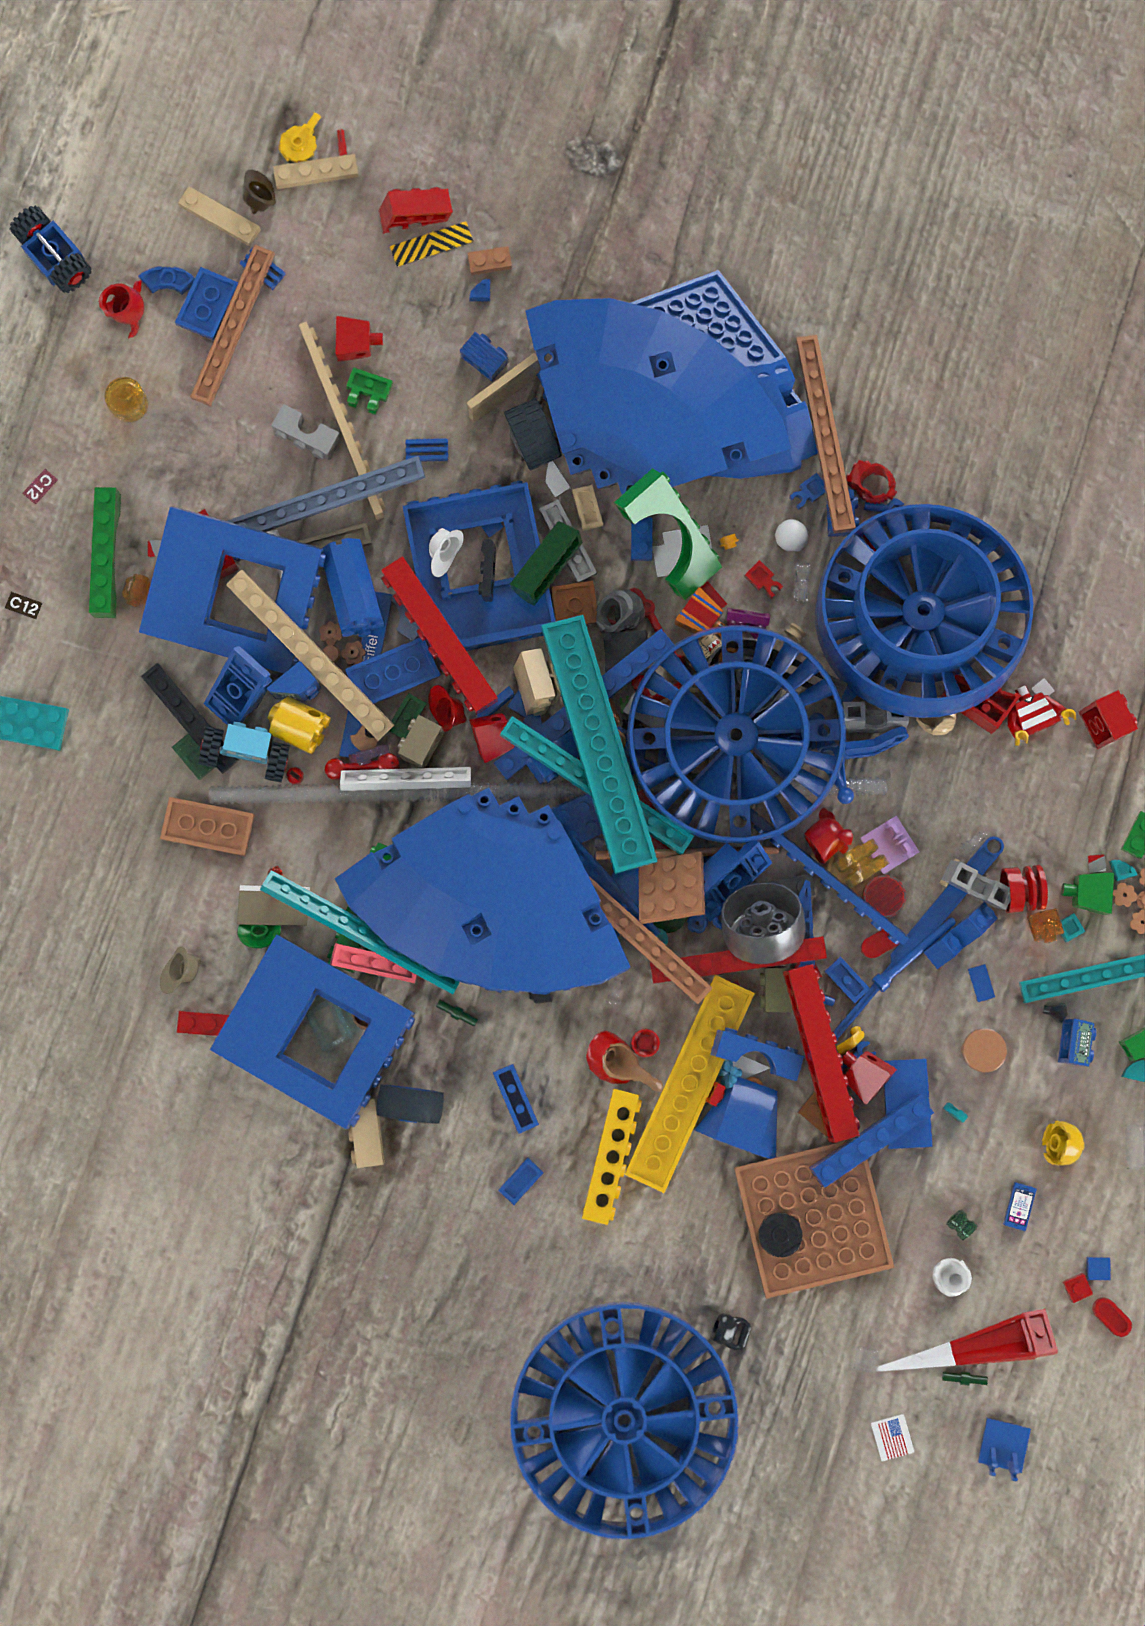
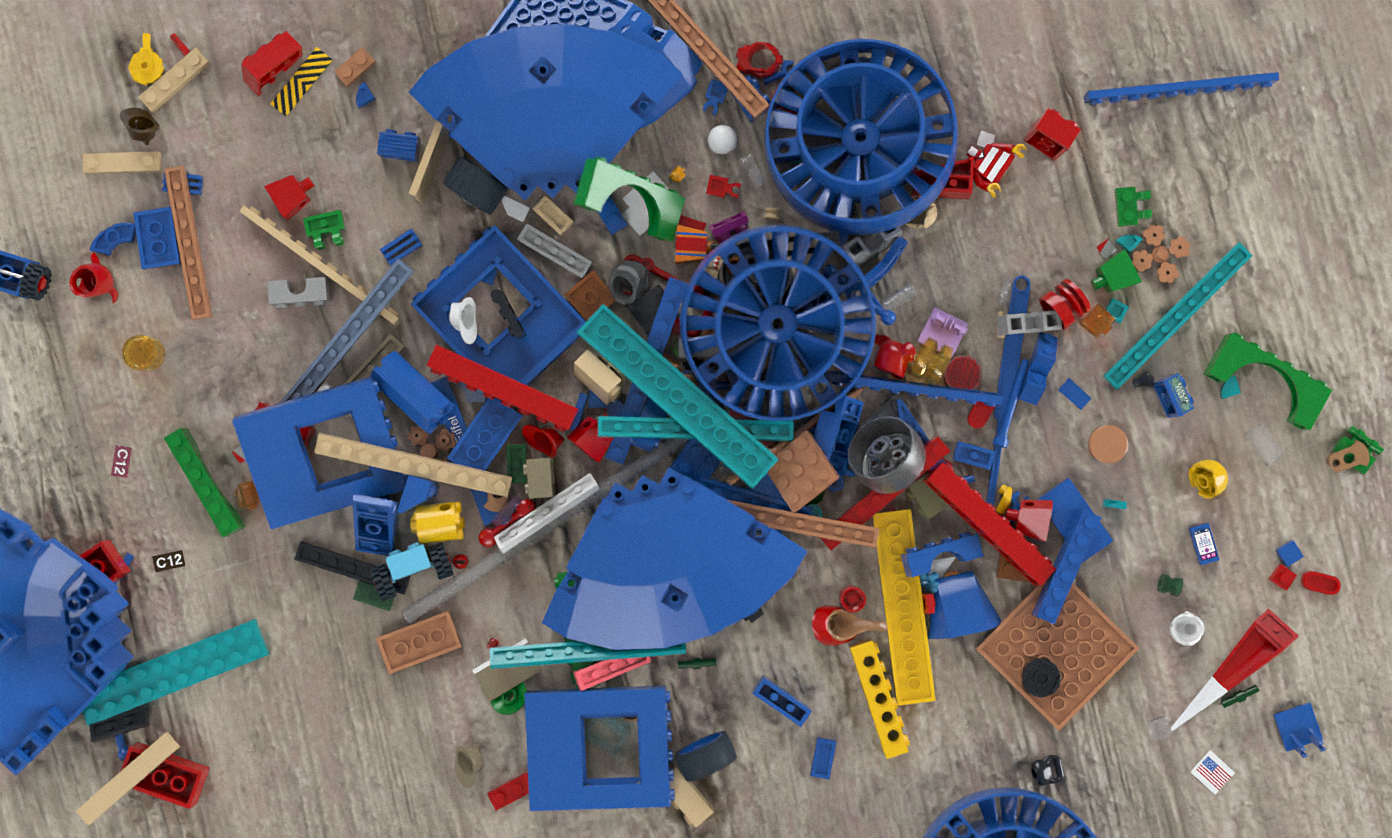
camera: 30 degrees left, 5 degrees up
(546, 562) = (549, 279): dark green brick -> none

